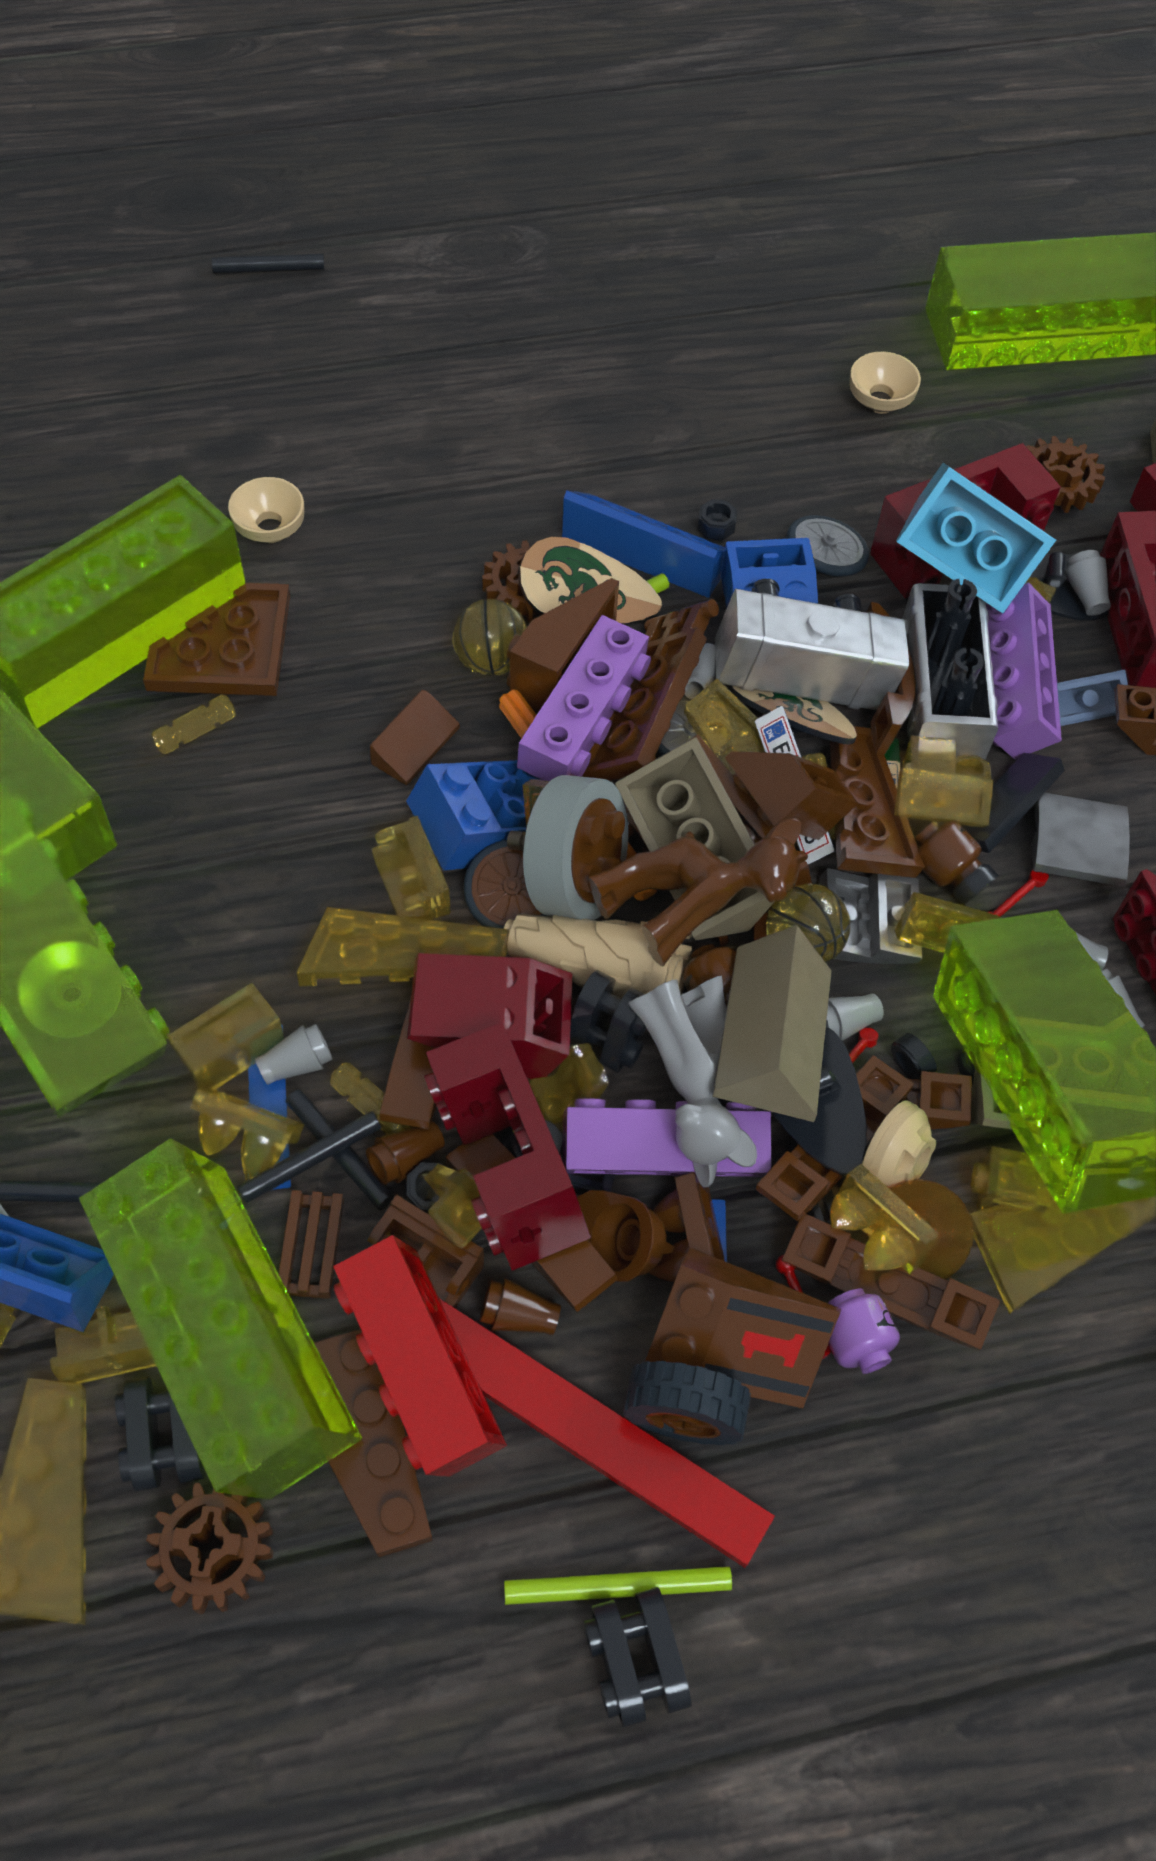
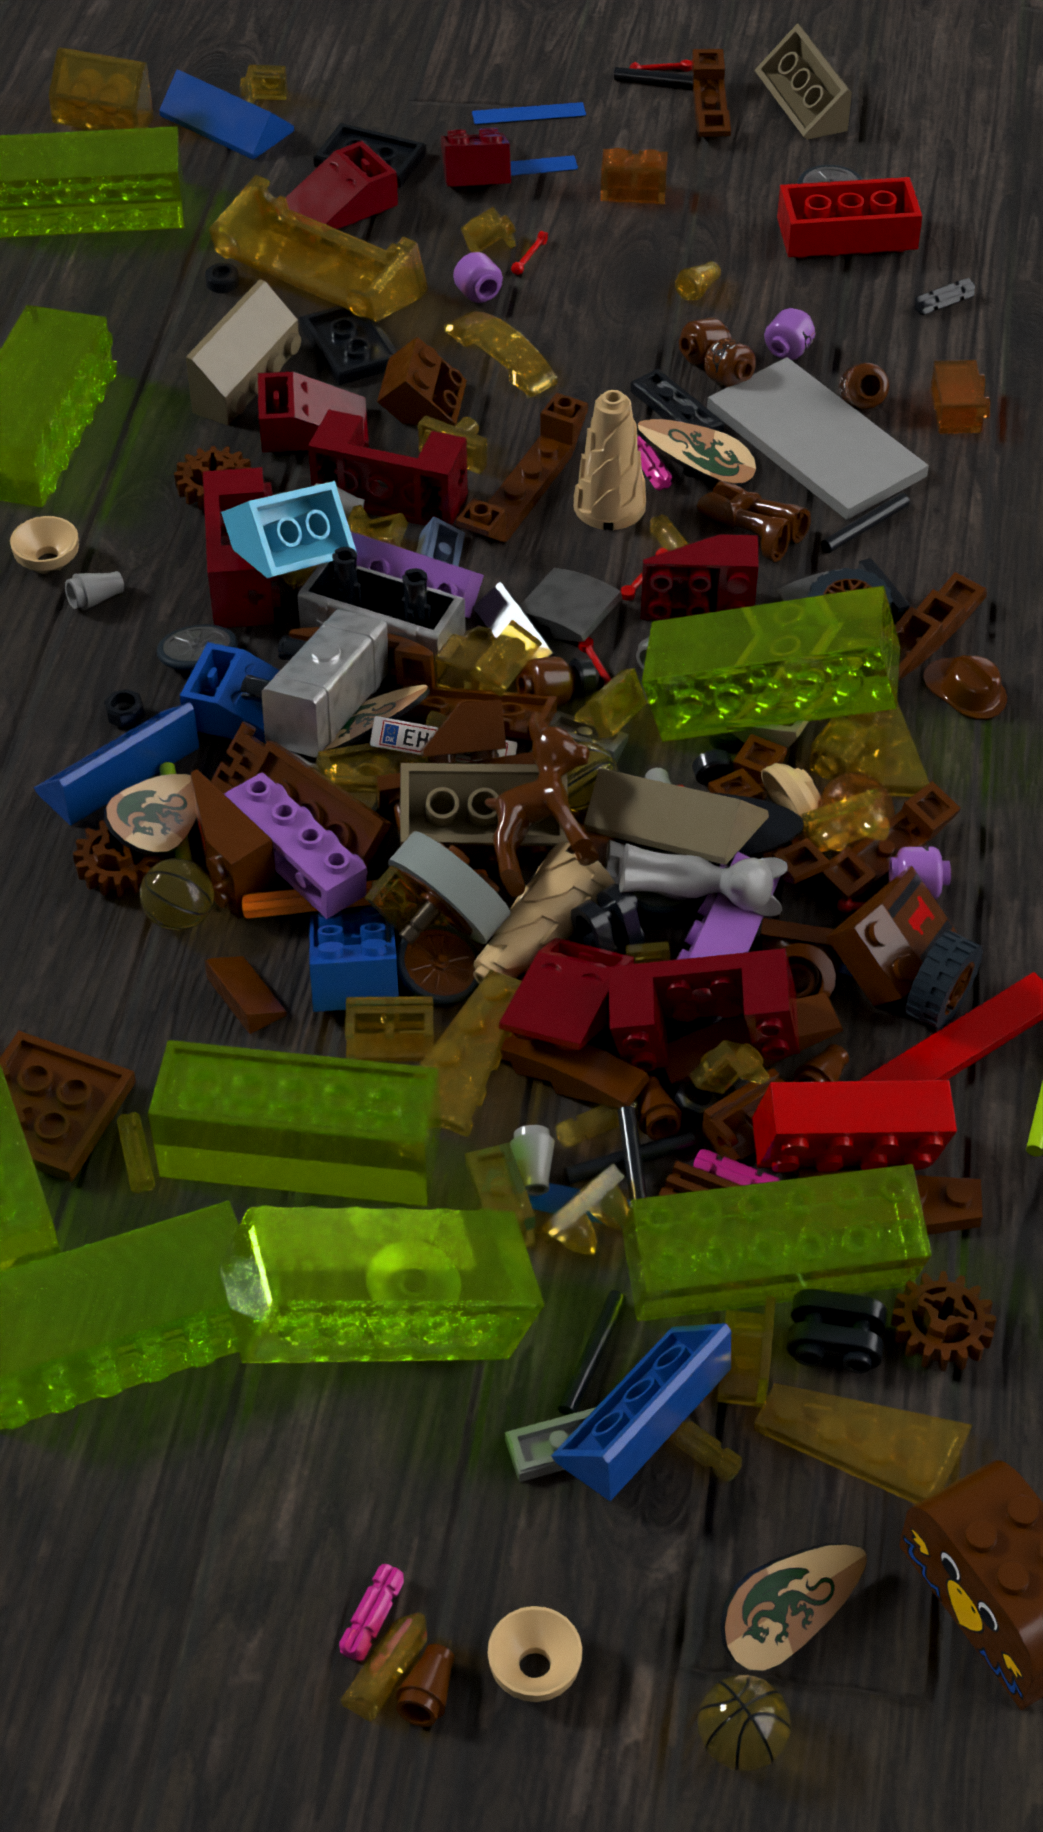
camera: 65 degrees left, 10 degrees down
(230, 827) = (296, 1122): none -> clear neon green brick
(353, 1230) = (730, 1169): none -> dark pink axle
(854, 439) = (90, 589): none -> light grey cone
(1072, 631) = (386, 529): none -> clear yellow bracket

